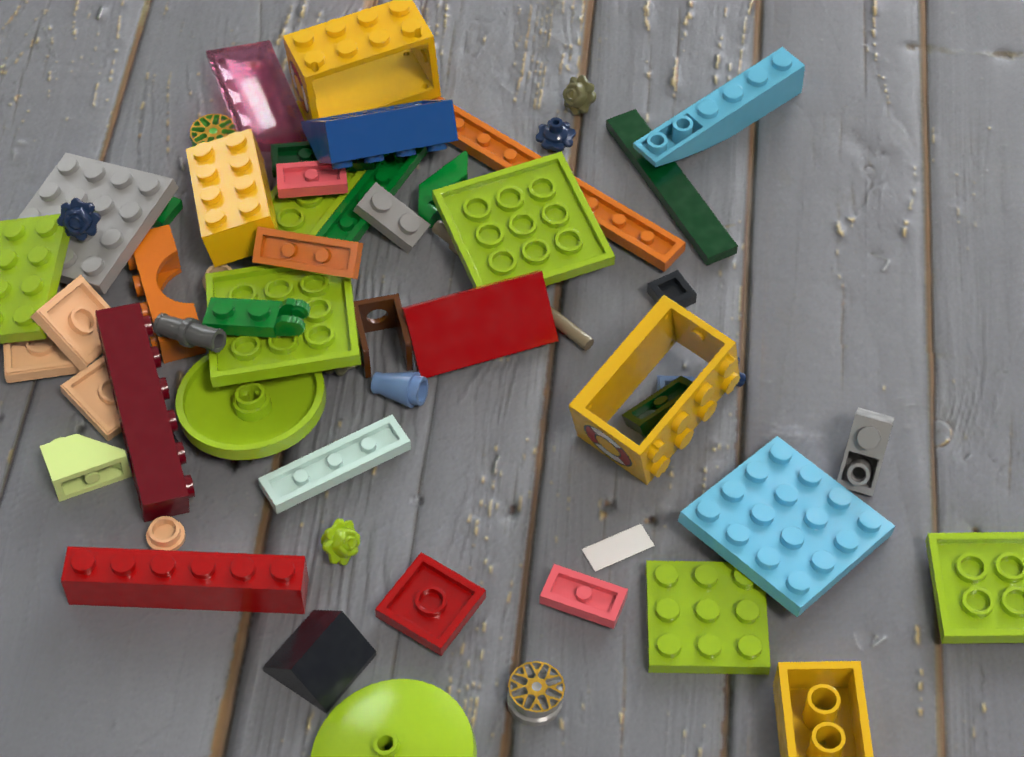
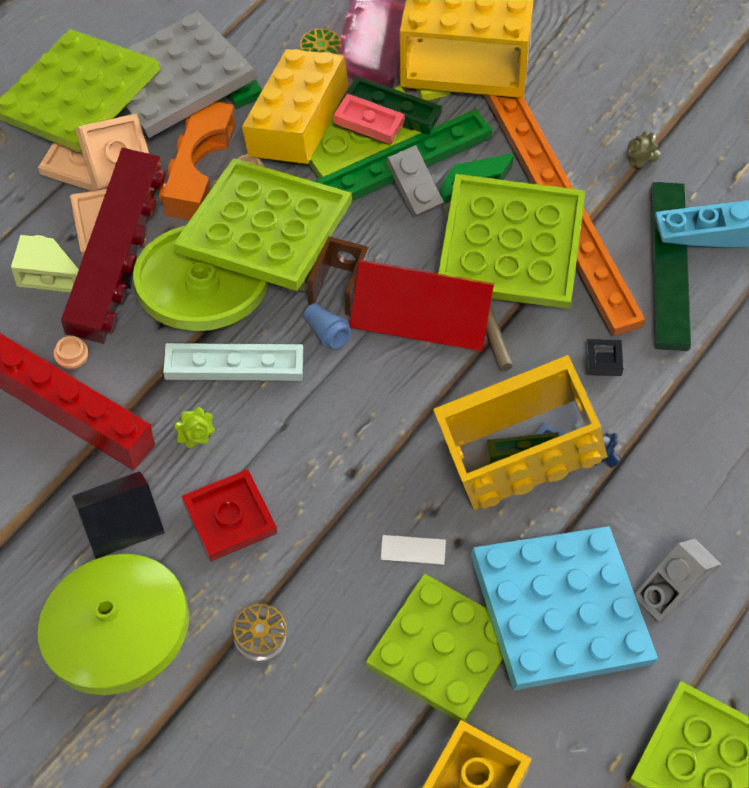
camera: 30 degrees right, 5 degrees up
(79, 219) = (160, 68): dark blue plant -> none
(189, 332) = (183, 199): dark grey pin -> none
(257, 317) = (239, 211): green hinge -> none
(307, 252) = (315, 178): orange plate -> none
(381, 131) = (446, 105): blue slope -> none
(555, 135) = (599, 175): dark blue plant -> none
(583, 596) = (353, 575): coral plate -> none

